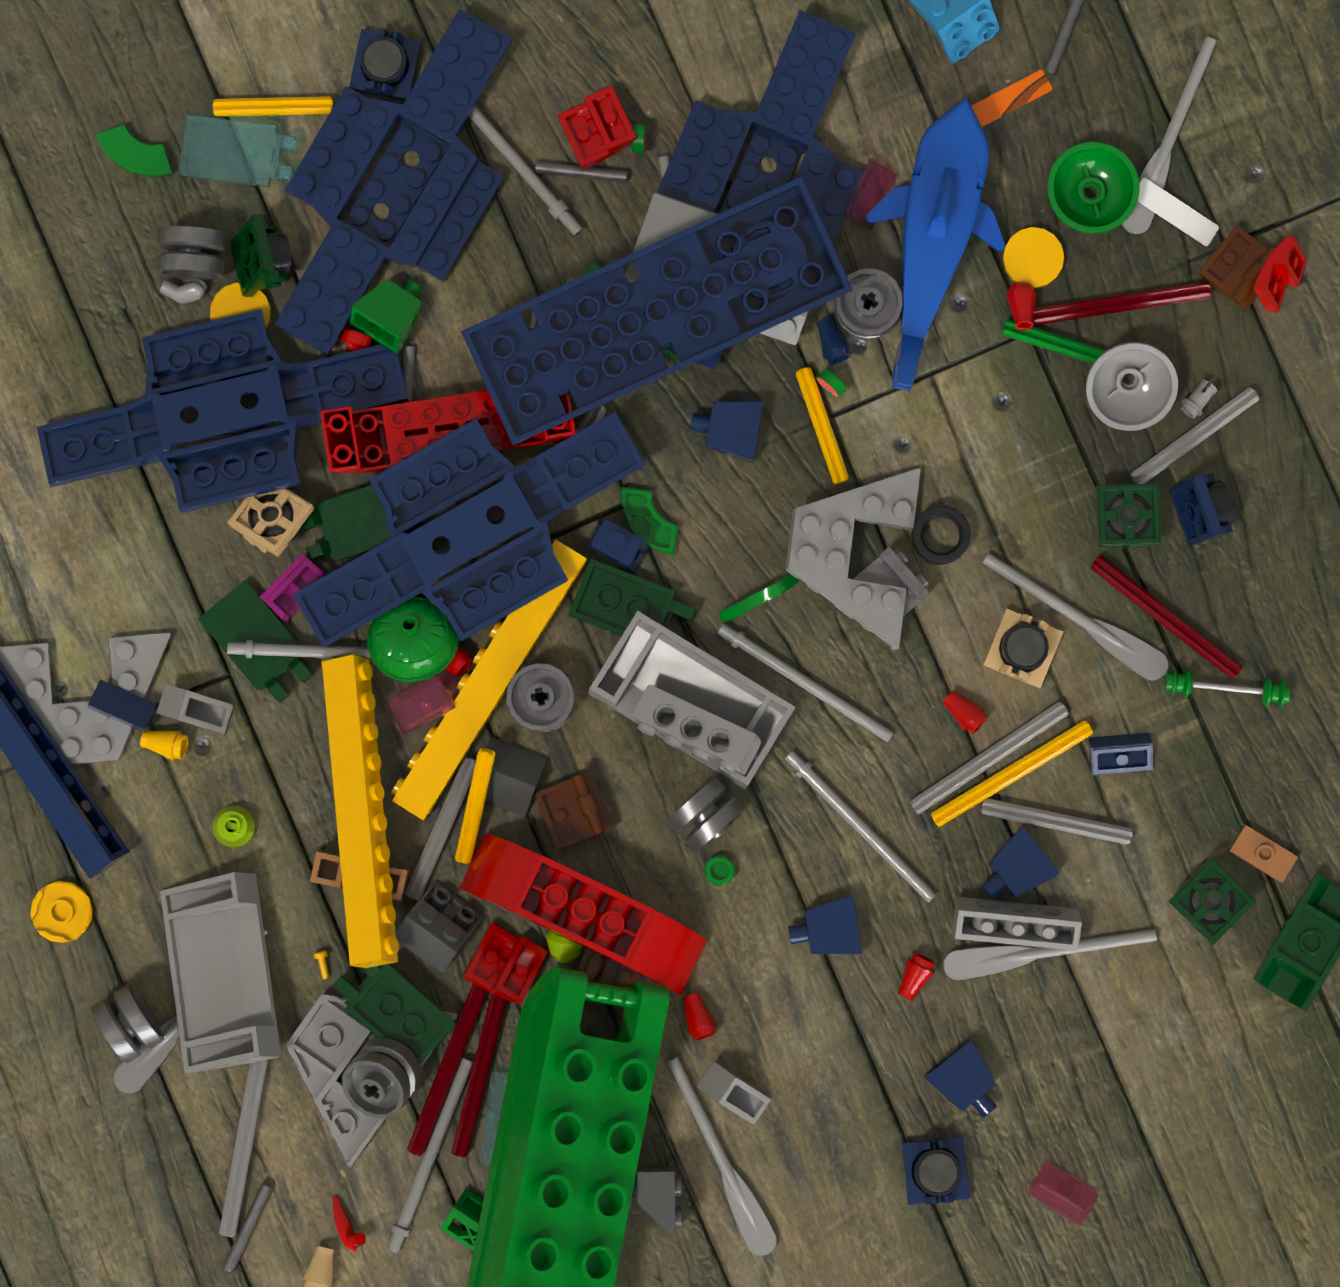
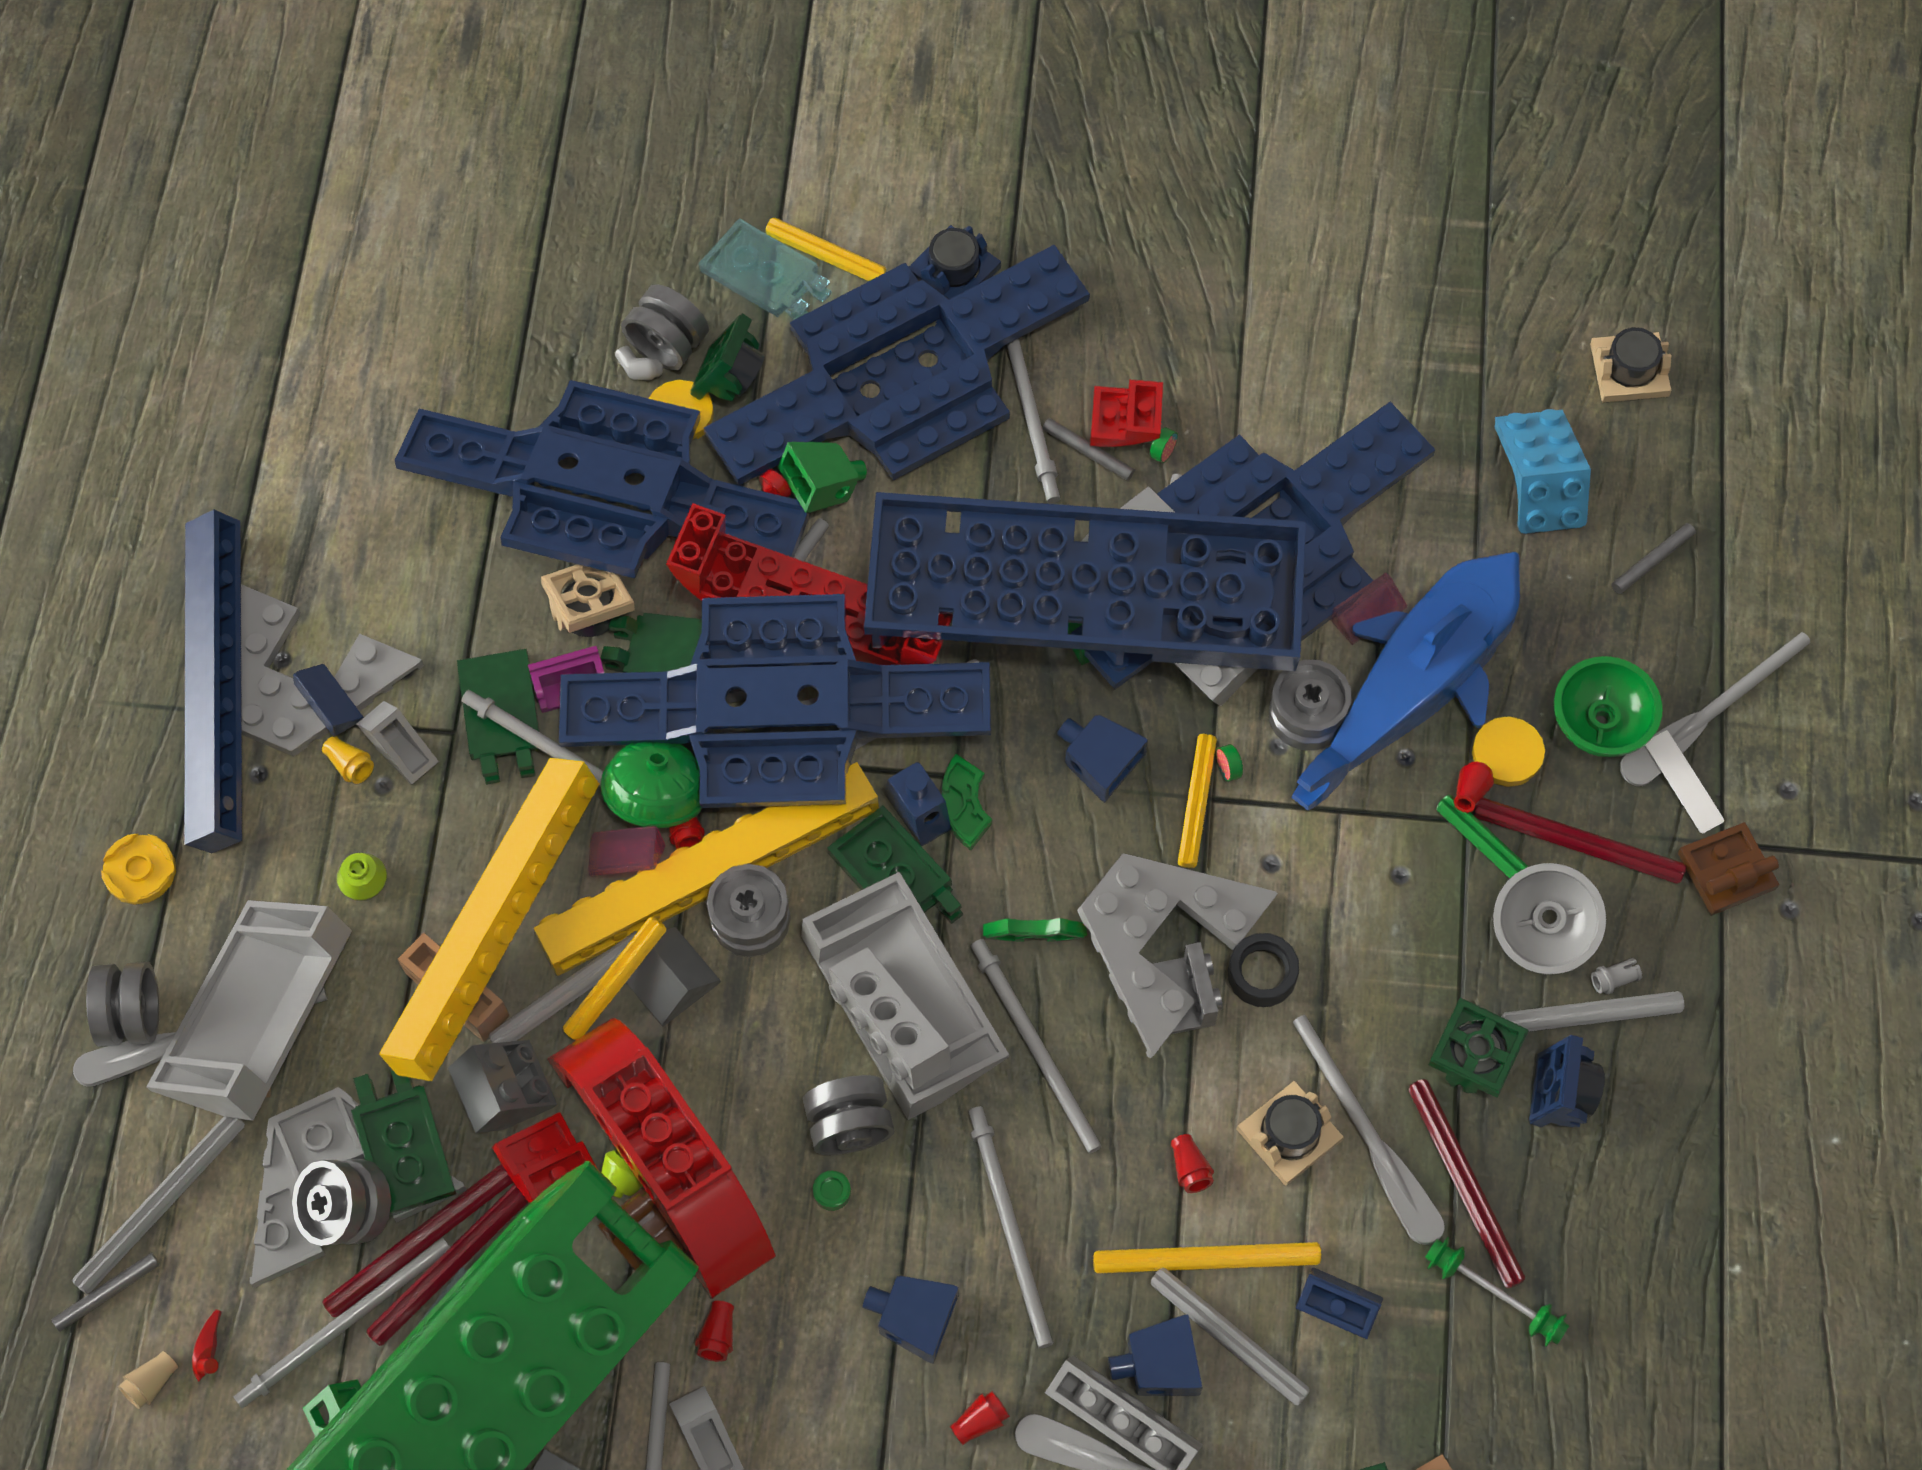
camera: 30 degrees right, 20 degrees down
(133, 155) = (668, 230): green tile -> none
(320, 955) = (364, 1052): yellow piece -> none
(574, 810) = (715, 1043): reddish brown plate -> none
(833, 342) = (1253, 727): dark blue cone -> none
(989, 757) = (1190, 1227): light grey axle -> none
(1012, 97) = (1566, 594): orange sticker -> none
(1280, 270) = (1768, 888): red slope -> none

